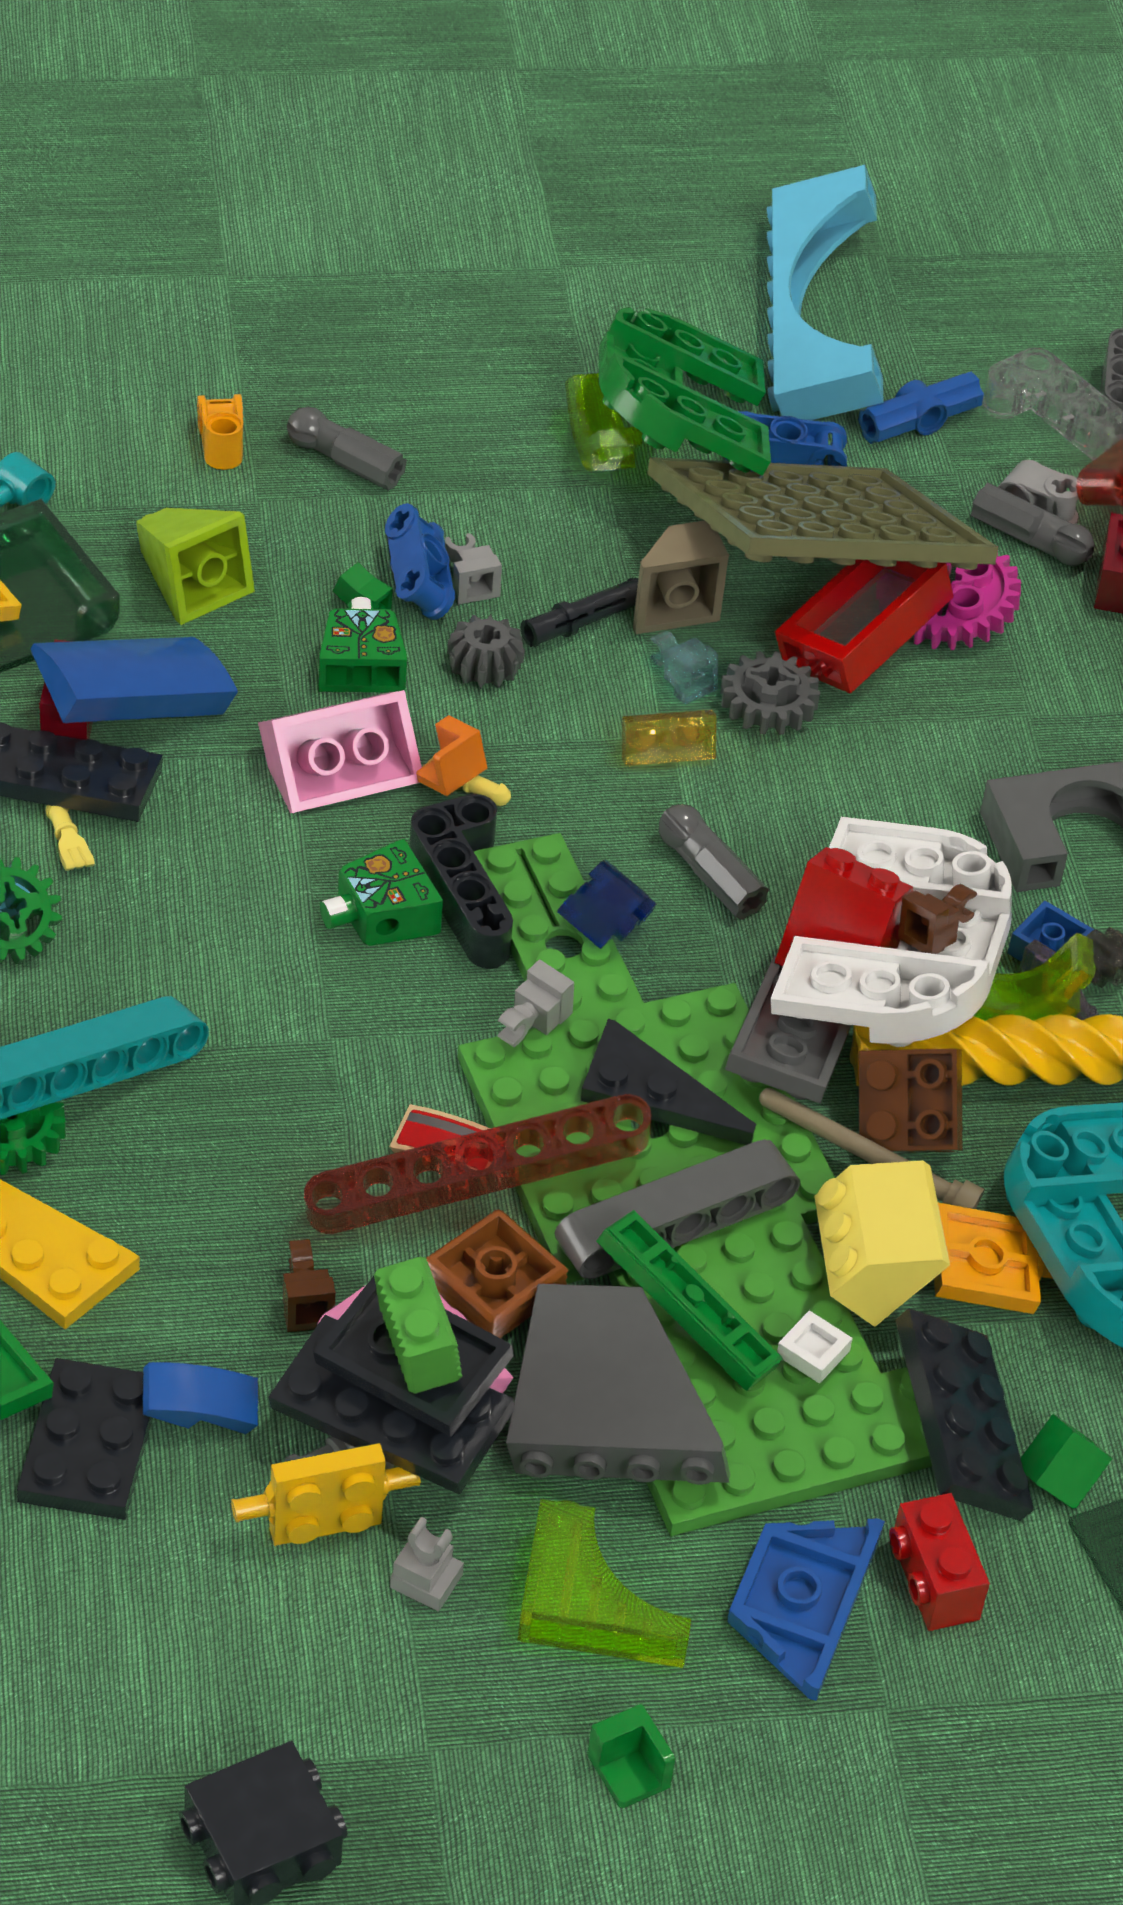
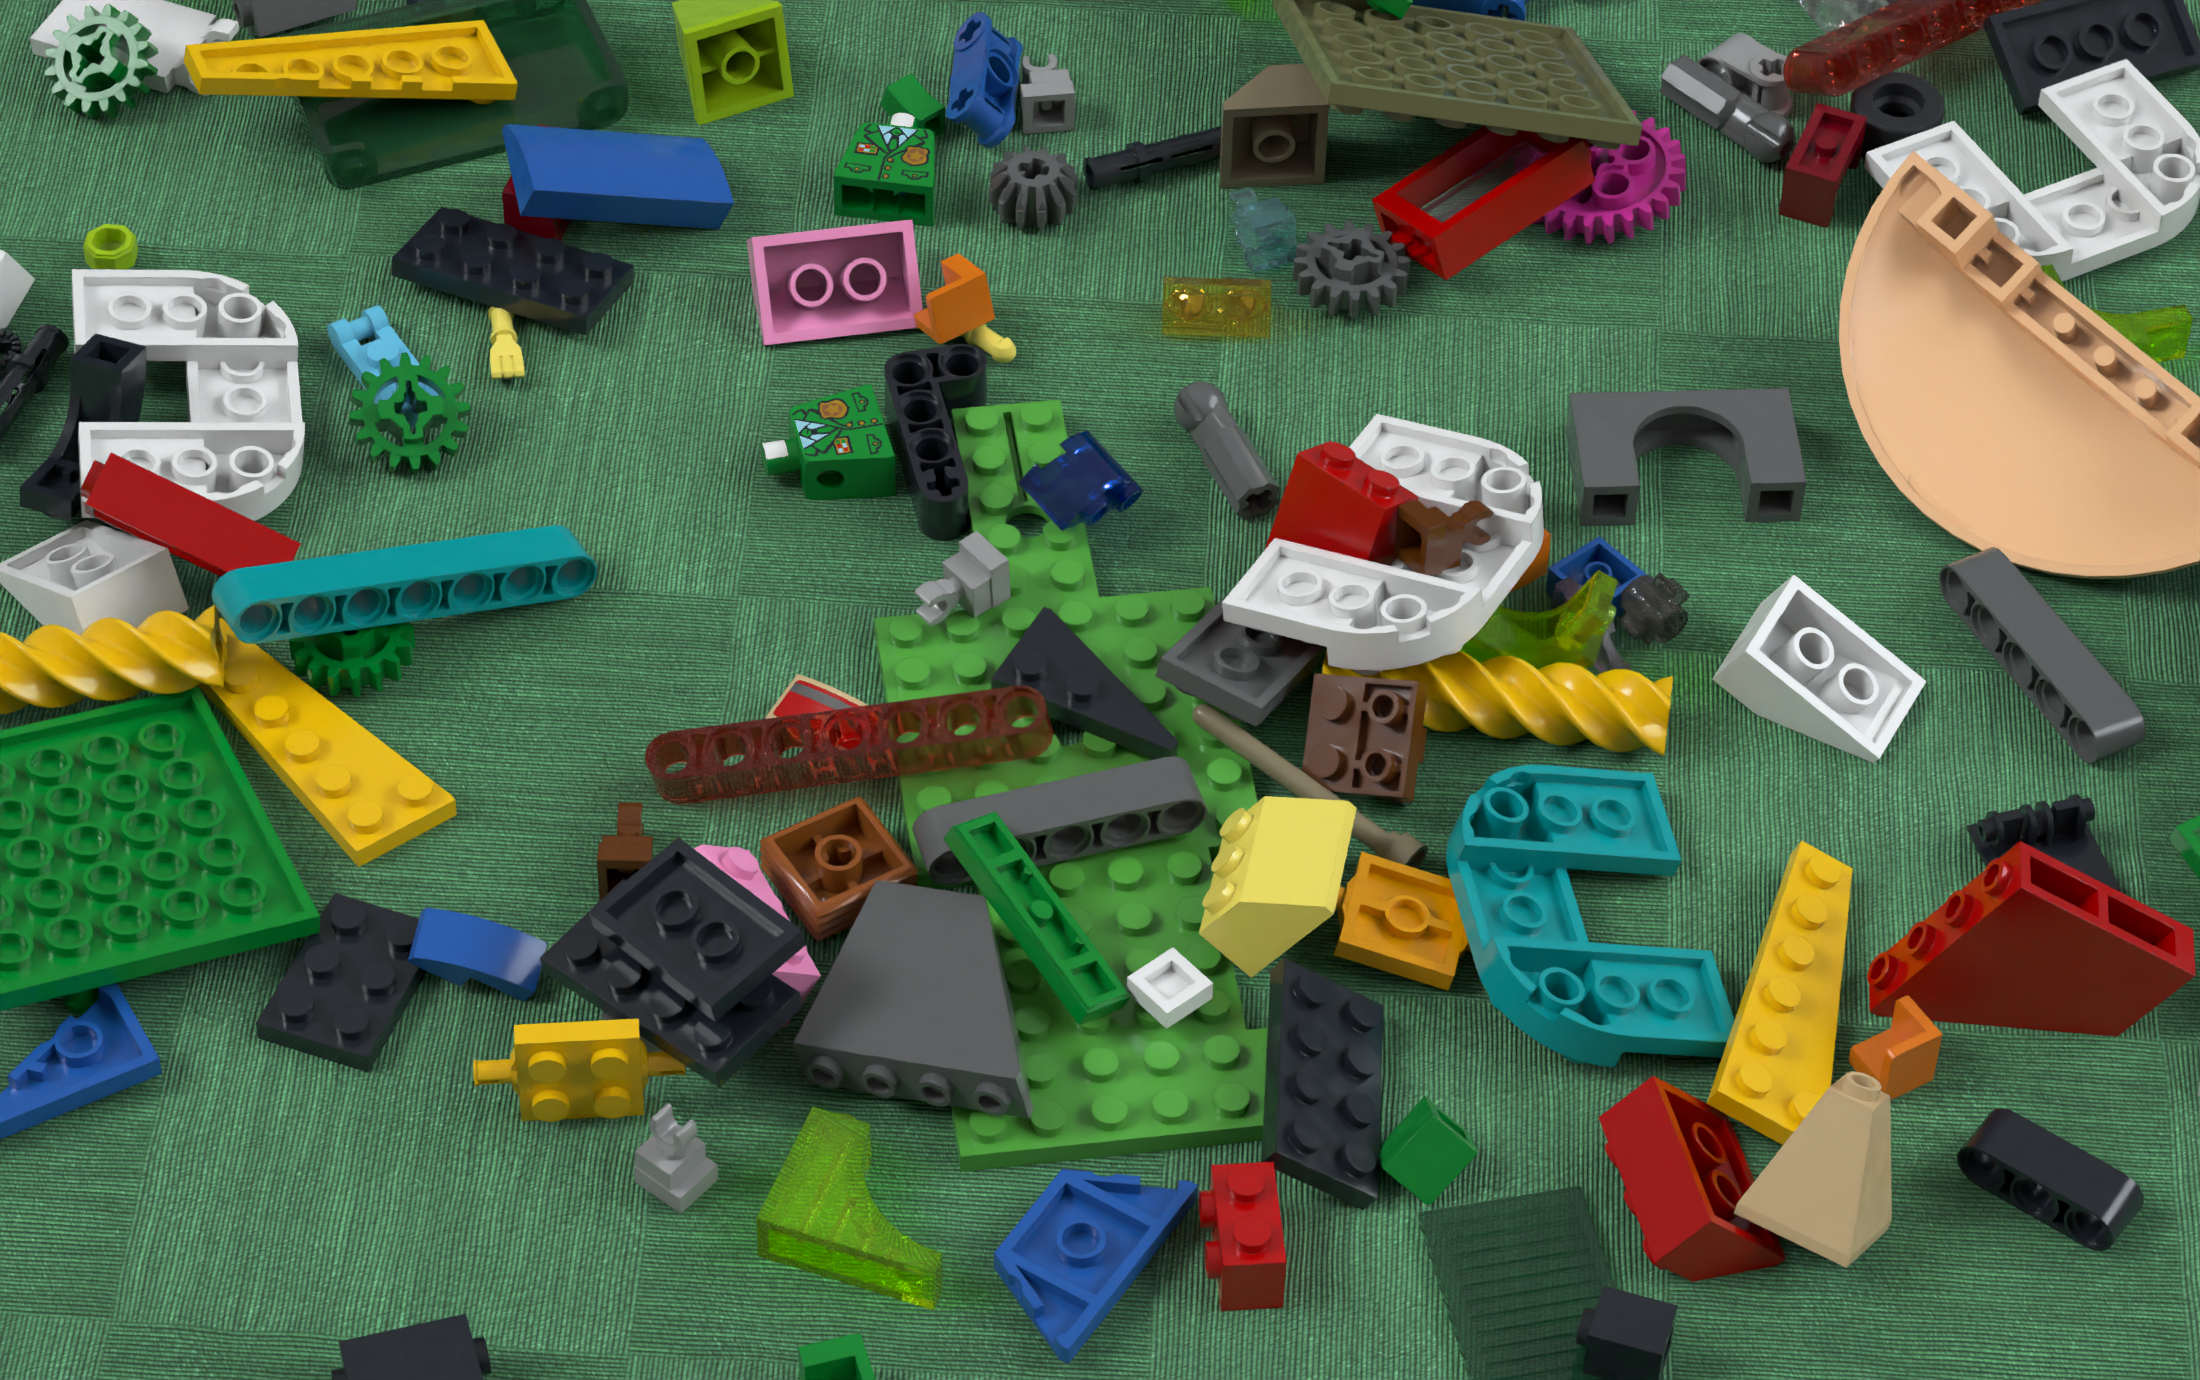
camera: 15 degrees right, 0 degrees up
(418, 1325) = (698, 894): bright green brick -> none

